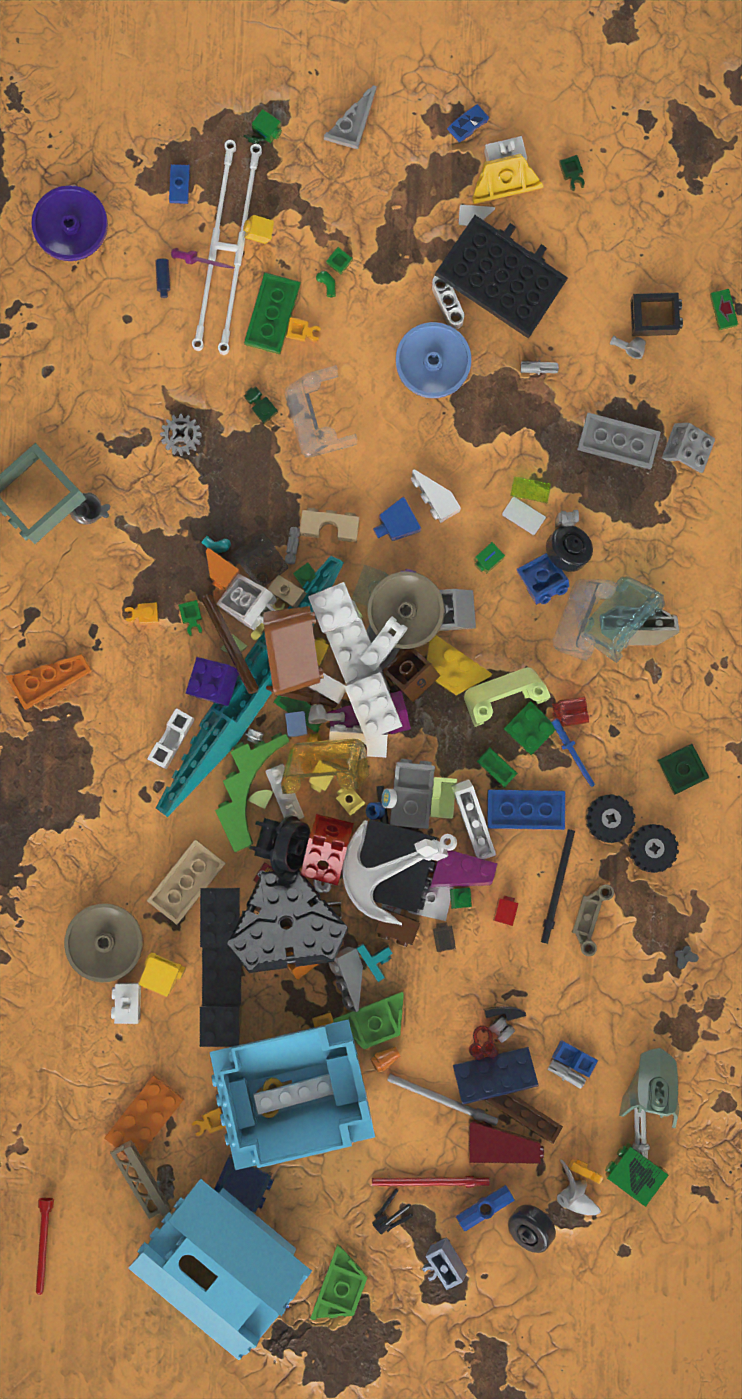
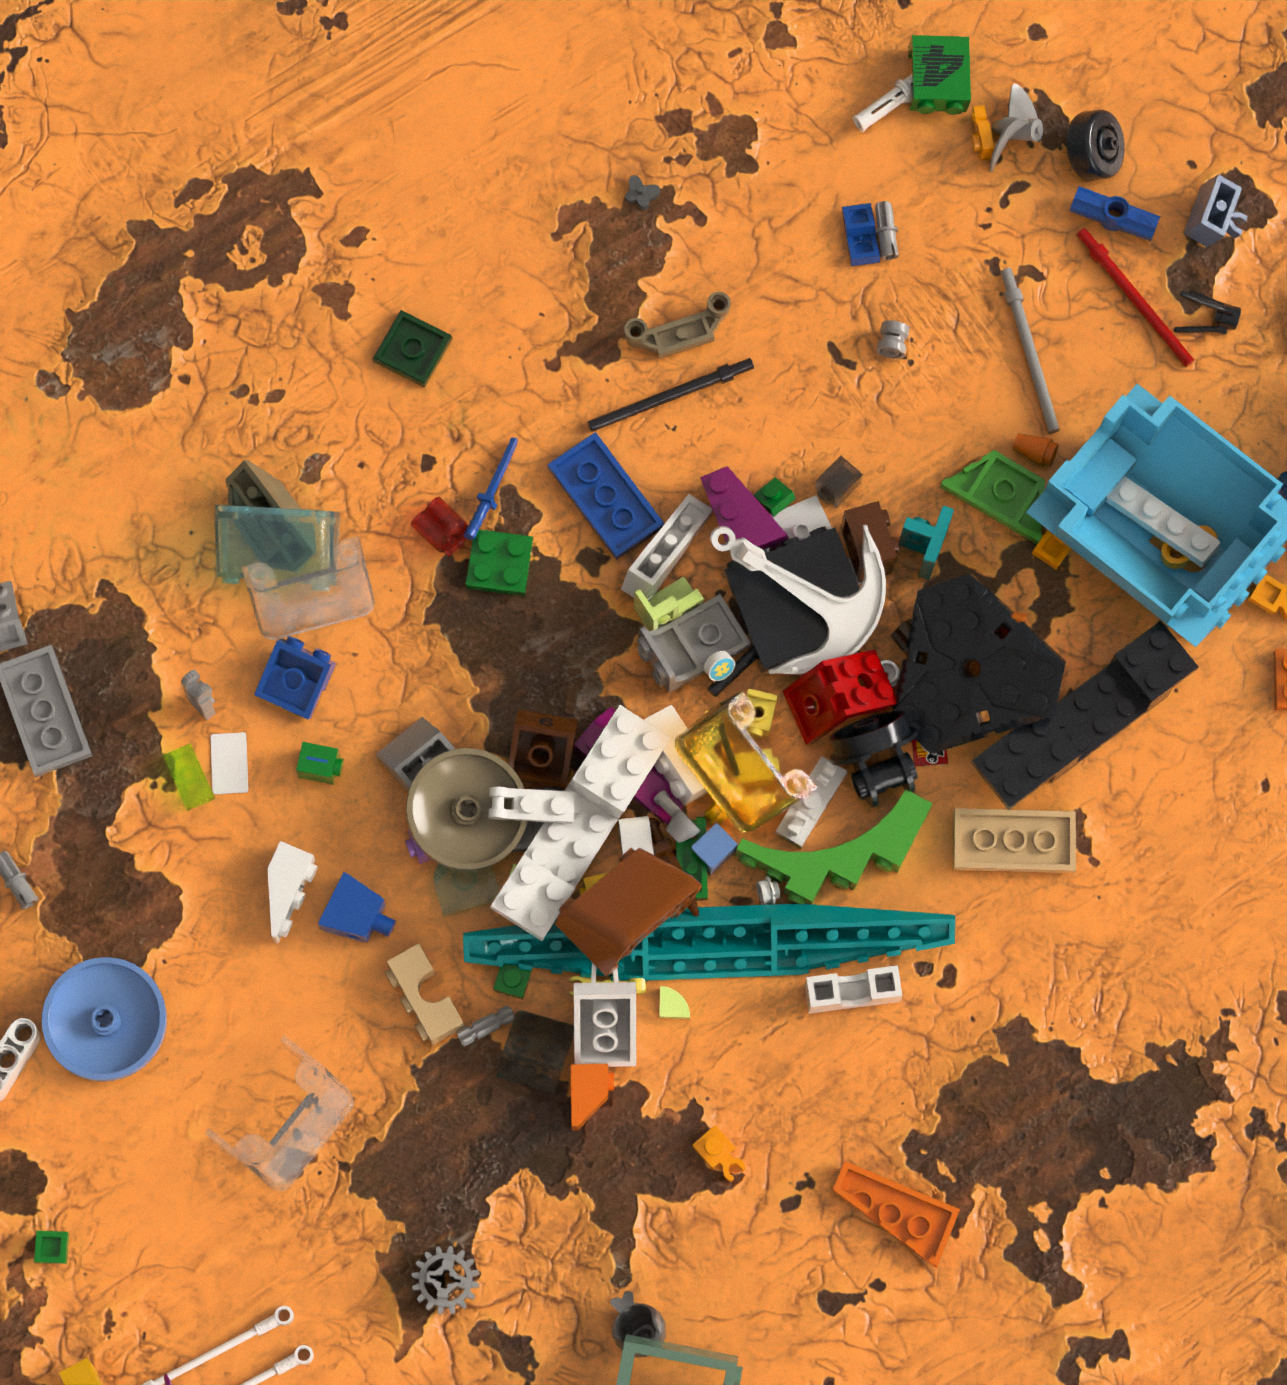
camera: 130 degrees left, 10 degrees down
(103, 942) = (1168, 883): dark tan dish -> none
(127, 1003) = (1217, 801): white brick -> none
(161, 974) = (1150, 783): yellow plate -> none
(191, 614) = (673, 1088): green plate -> none
(212, 681) = (740, 990): dark purple brick -> none
(218, 546) = (560, 1121): teal arm -> none
(230, 644) = (675, 1005): reddish brown axle -> none
(261, 798) = (838, 826): yellowish green tile -> none
(264, 408) = (329, 1199): dark green plate -> none
(272, 313) = (188, 1286): green tile -> none
(287, 591) = (552, 984): tan plate -> none
(299, 330) = (186, 1229): light orange plate -> none
(329, 281) = (90, 1242): green arm -> none
(348, 973) = (977, 553): light grey slope -> none
(371, 813) = (752, 679): blue bush -> none
(455, 668) = (492, 705): yellow wing -> none
(480, 696) = (478, 625): yellowish green windscreen -> none
(489, 1047) = (928, 333): clear red piece -> none
(495, 1075) = (953, 308): dark blue plate -> none
(497, 767) = (579, 567): green plate -> none
(498, 1145) = (1031, 247): dark red slope -> none
(505, 910) = (748, 432): red brick -> none
(510, 1012) = (866, 343): black slope -> none
(527, 1116) = (971, 245): reddish brown plate -> none
(569, 548) = (234, 670): black wheel -> none
(601, 821) = (541, 404): black wheel -> none
(643, 848) = (537, 328): black wheel -> none
(652, 1084) = (824, 121): sand green piece -> none

